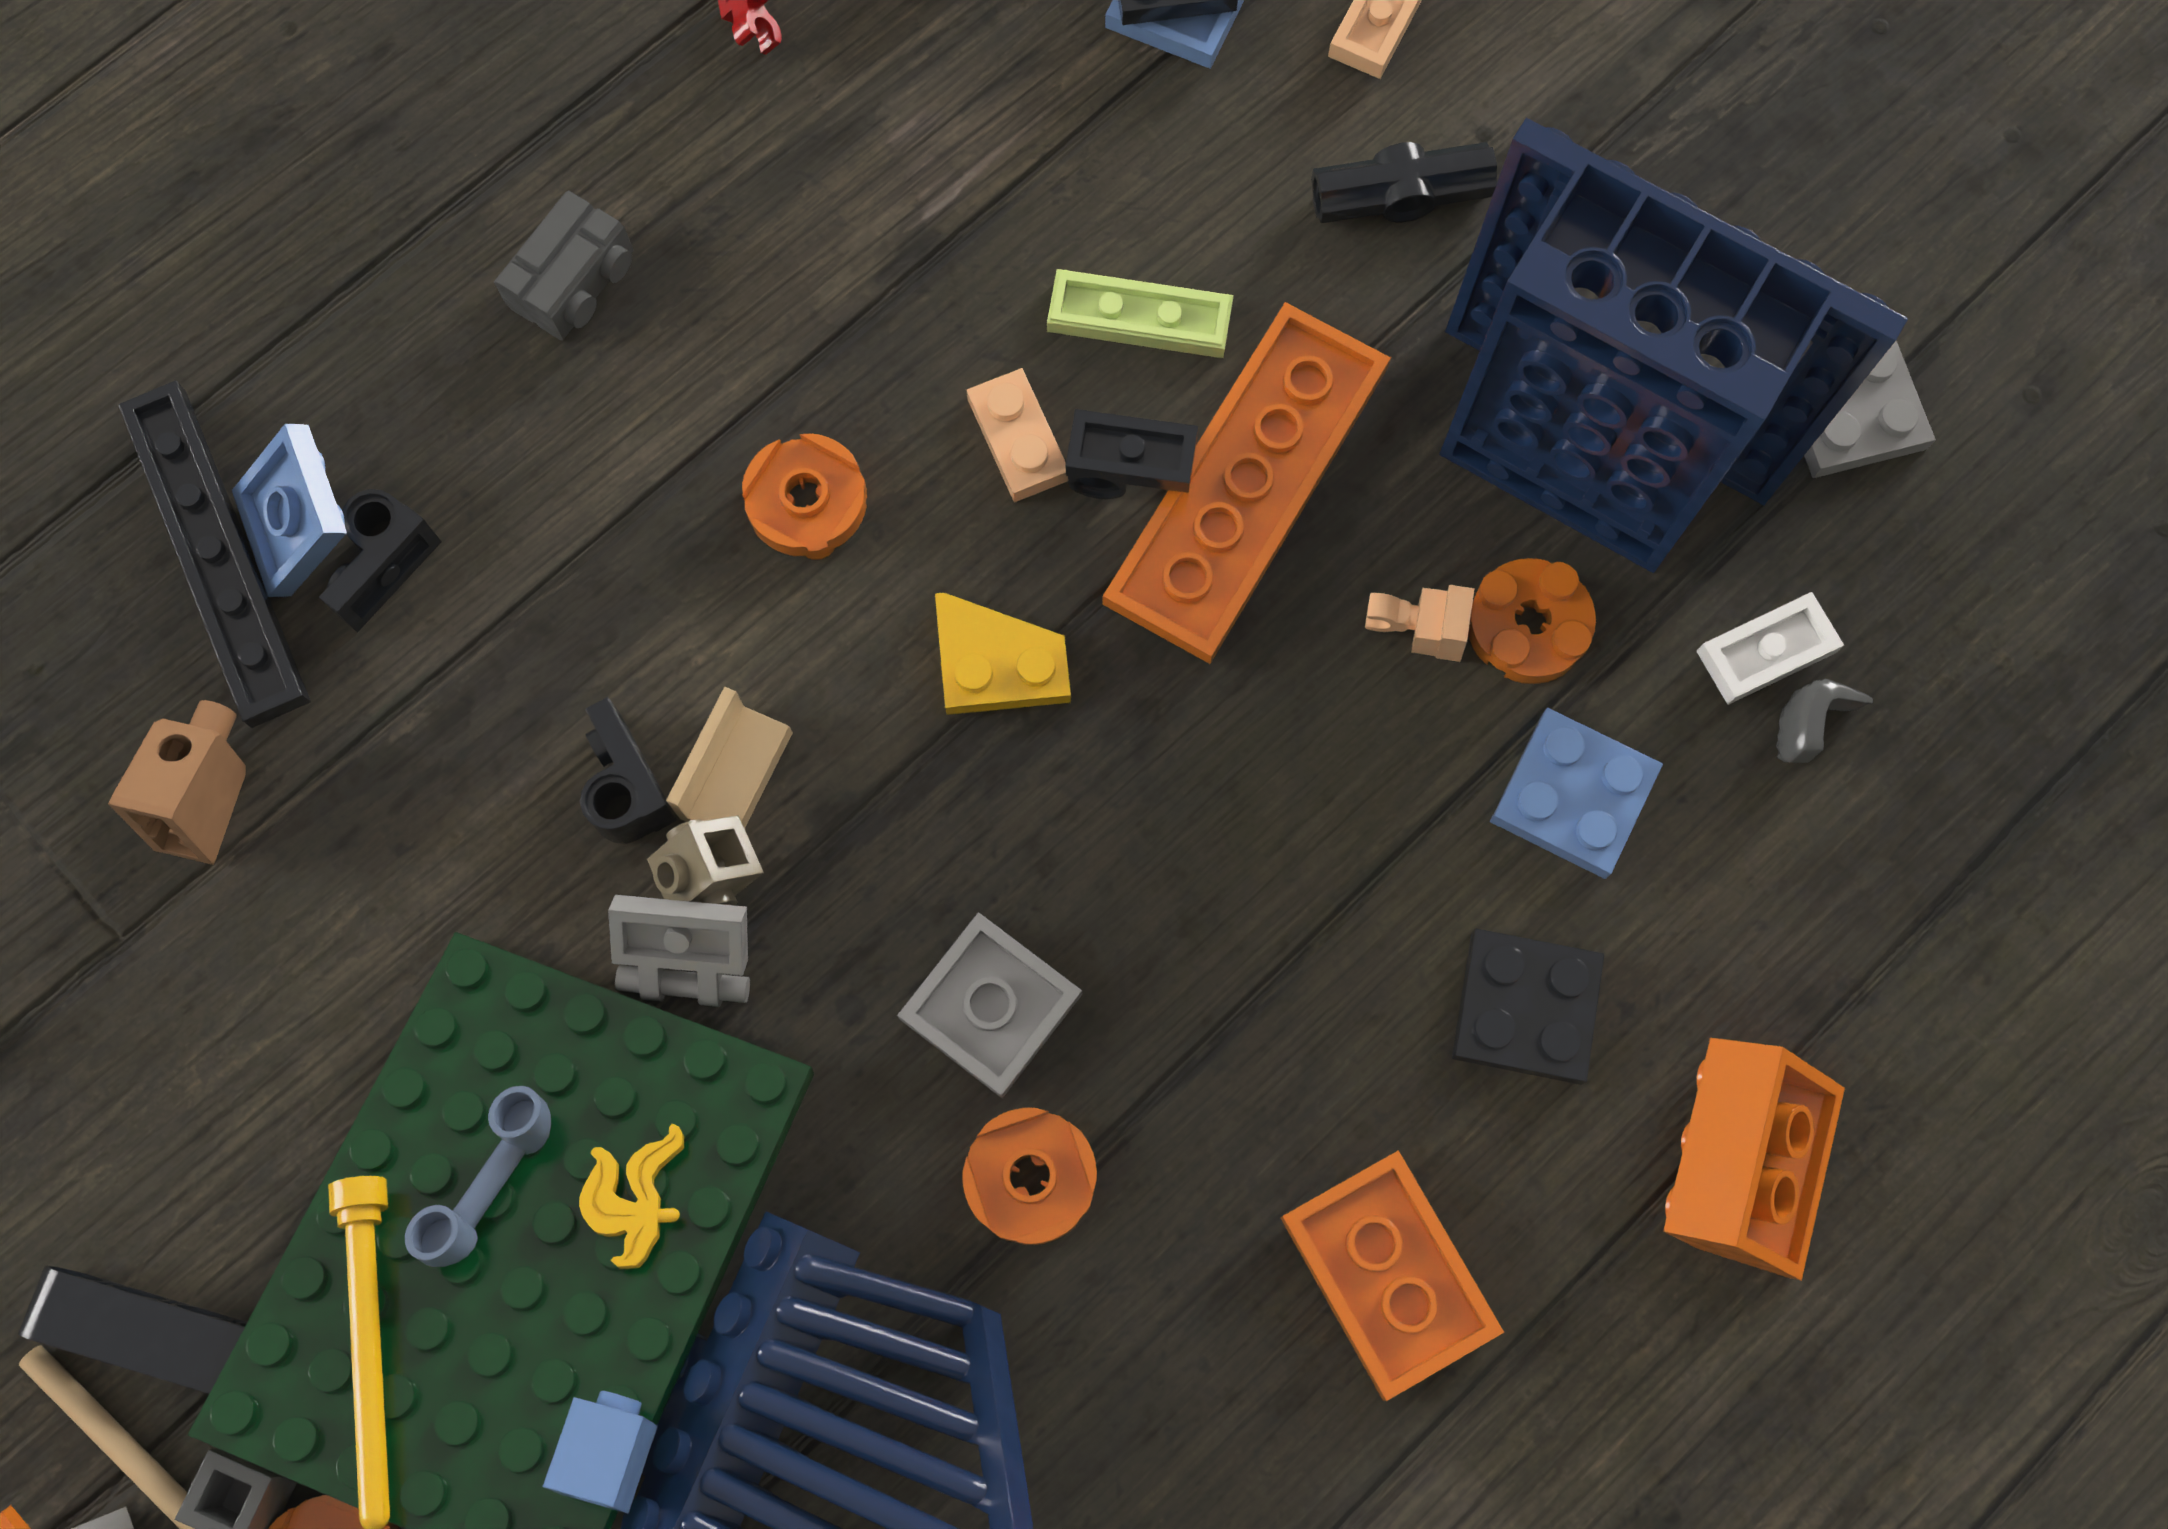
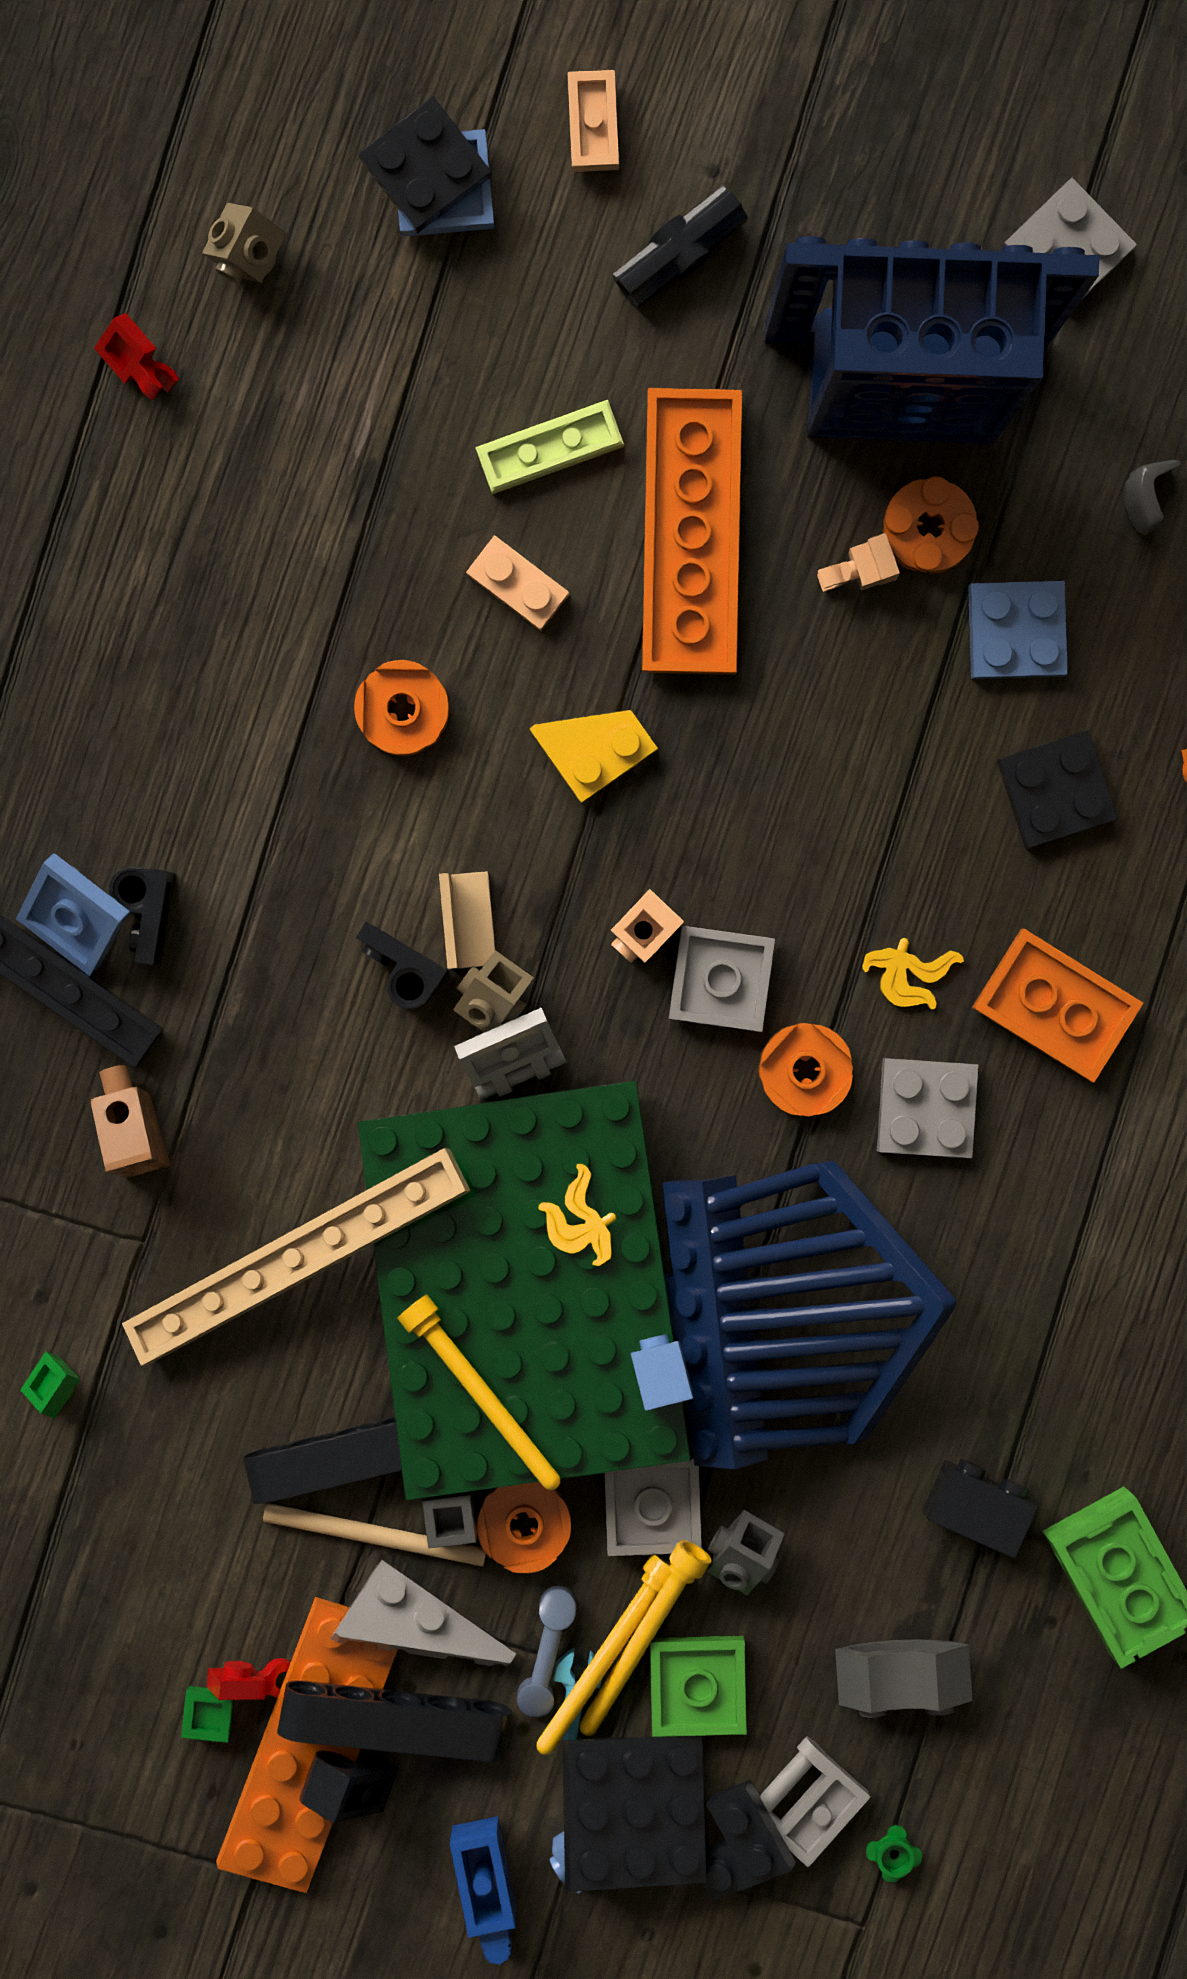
camera: 30 degrees left, 15 degrees up
(272, 1046) = (296, 1256): none -> tan plate
(447, 1236) = (486, 1306): sand blue bar -> none
(566, 266) = (139, 635): dark grey brick -> none
(942, 869) = (658, 915): none -> light nougat brick
(1124, 450) = (607, 560): black plate -> none
(1156, 1314) = (927, 1108): none -> light grey plate
(1201, 1130) = (894, 980): none -> yellow piece
(1770, 648) = (1096, 460): white plate -> none

